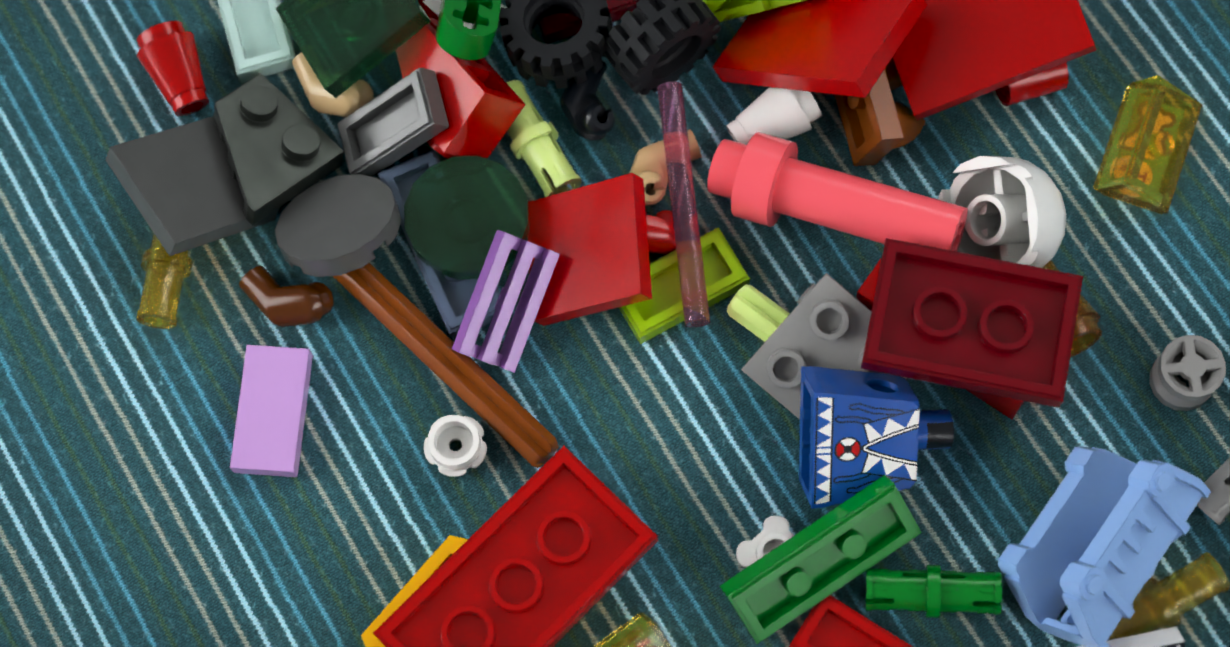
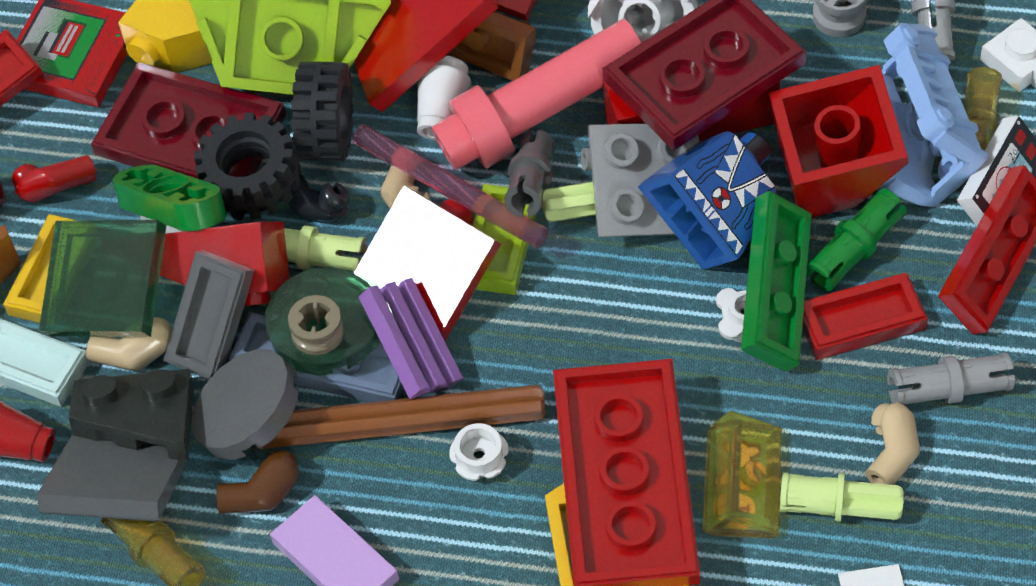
camera: 50 degrees left, 15 degrees down
(457, 230) = (316, 308): none -> dark tan bush
(752, 259) = (529, 173): none -> dark grey pin
(1010, 495) = (838, 139): none -> red slope

